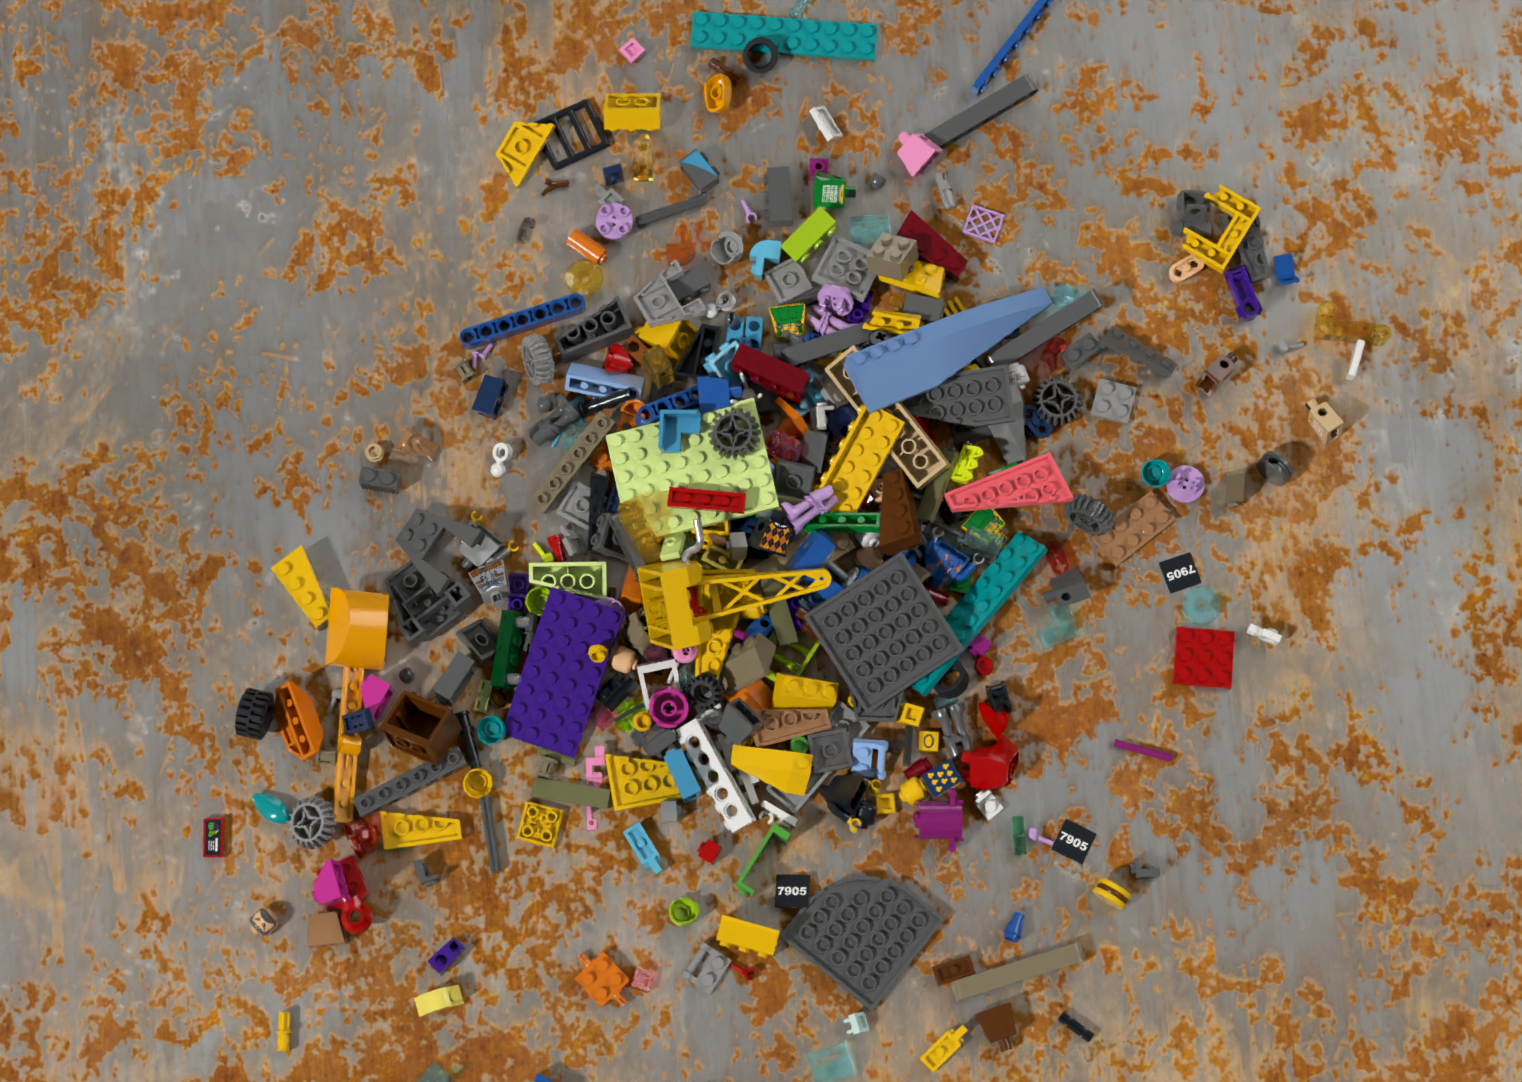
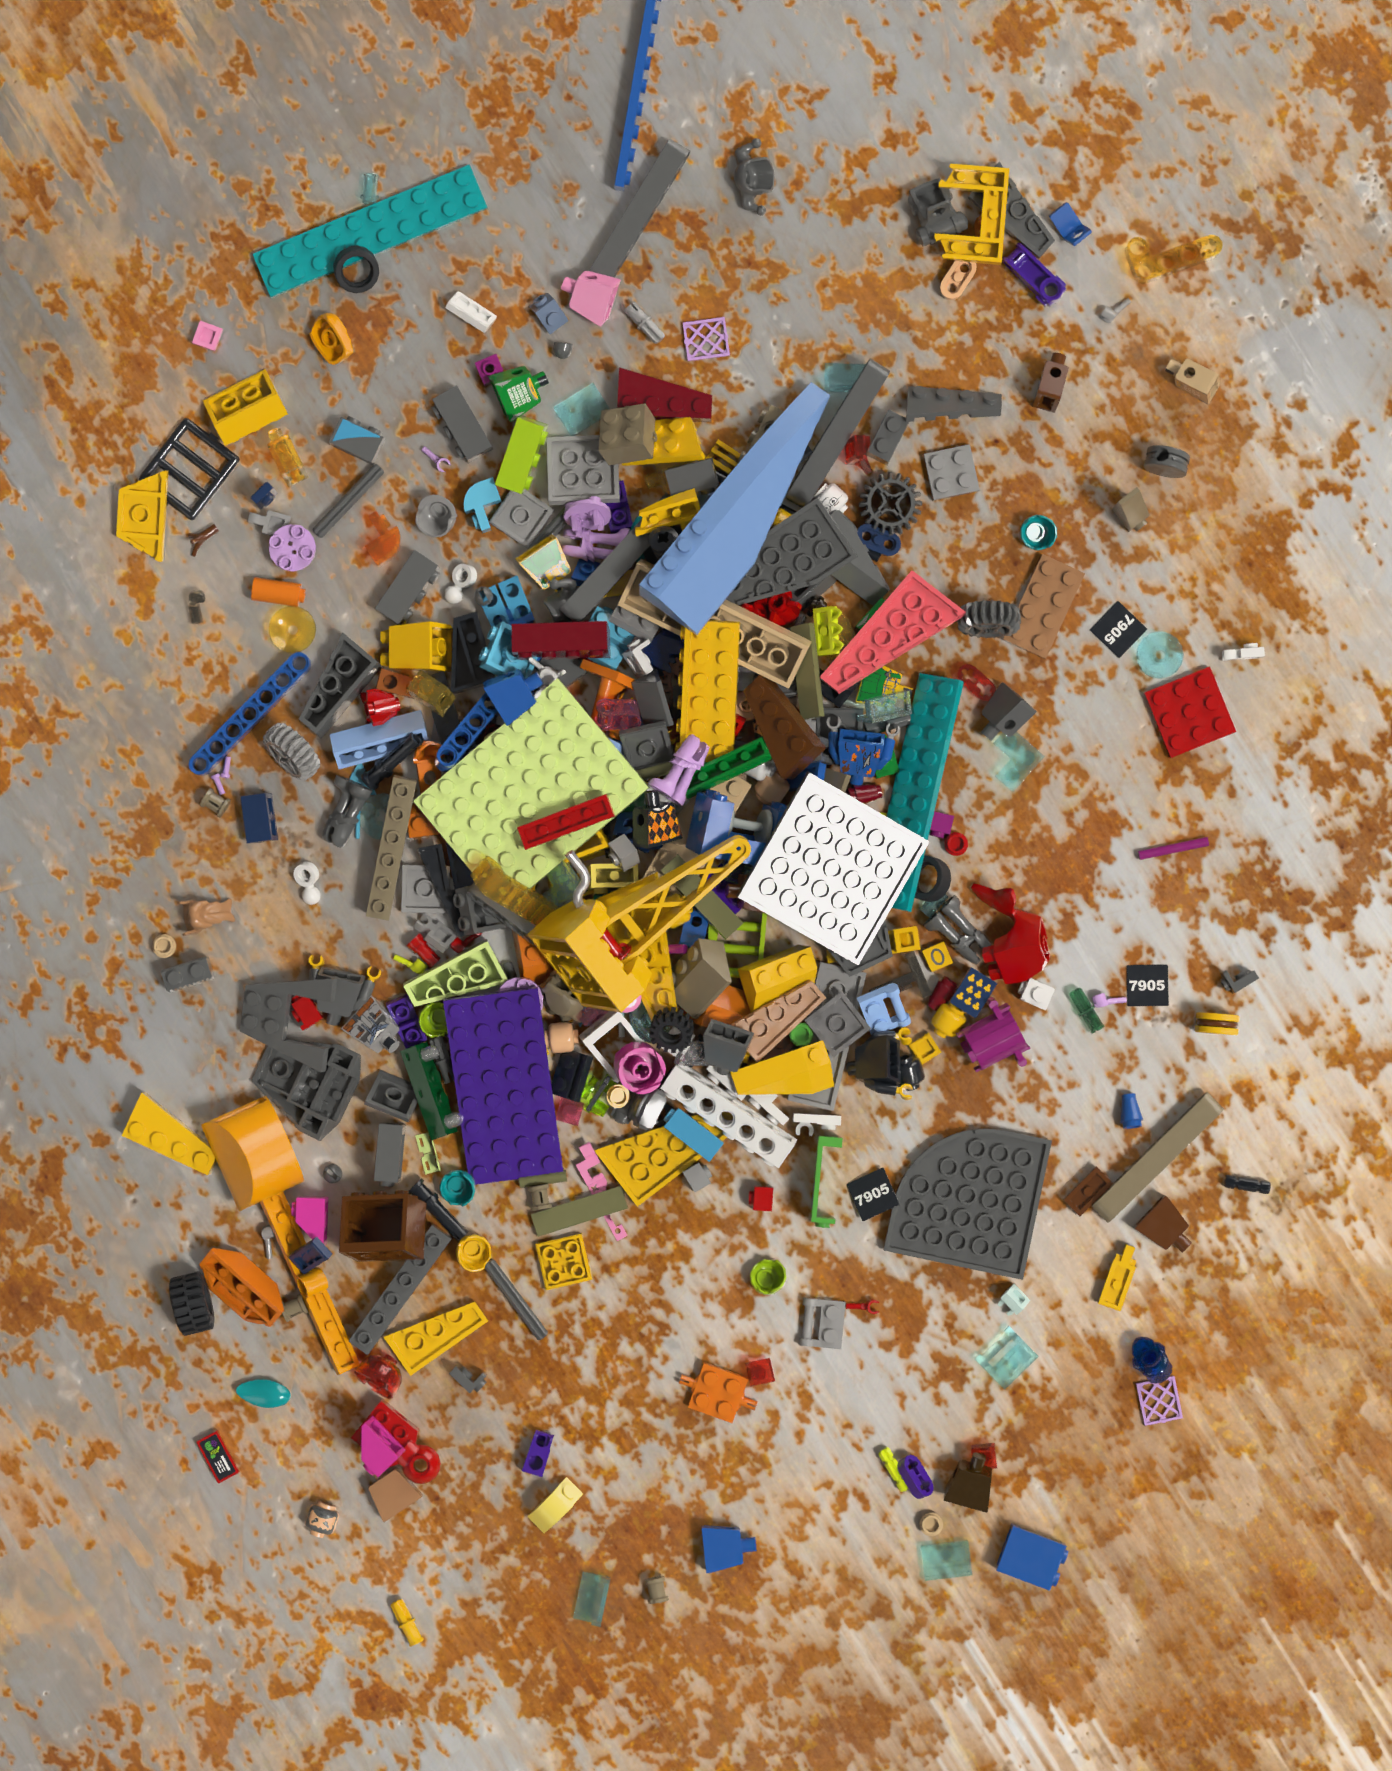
camera: 30 degrees left, 10 degrees up
(320, 829) = (329, 1397): light grey gear -> none
(449, 549) = (305, 1011): none -> red brick
(498, 698) = (447, 1148): dark brown plate -> none
(544, 405) = (324, 797): dark grey hinge -> none
(584, 557) = (459, 945): none -> red hand
(598, 653) = (533, 1048): yellow plate -> none
(643, 847) = (688, 1229): medium azure hinge -> none
(660, 304) = (394, 619): light grey wing -> none
(672, 547) = (554, 890): yellowish green plate -> none
(674, 425) = (485, 757): dark azure panel -> none
(711, 539) = (592, 859): medium nougat arm -> none
(723, 69) = (324, 306): reddish brown axle -> none
(733, 417) = (553, 723): dark grey gear -> none
(747, 936) = (851, 1269): yellow slope -> none
(880, 151) = (548, 312): none -> sand blue bracket
(942, 433) = (782, 608): none -> red brick
(998, 696) = (990, 870): black piece -> none
(1074, 128) = (752, 176): none -> dark grey piece
(1194, 486) = (1087, 525): lavender plate -> none
(1355, 360) = (1195, 290): white tile -> none

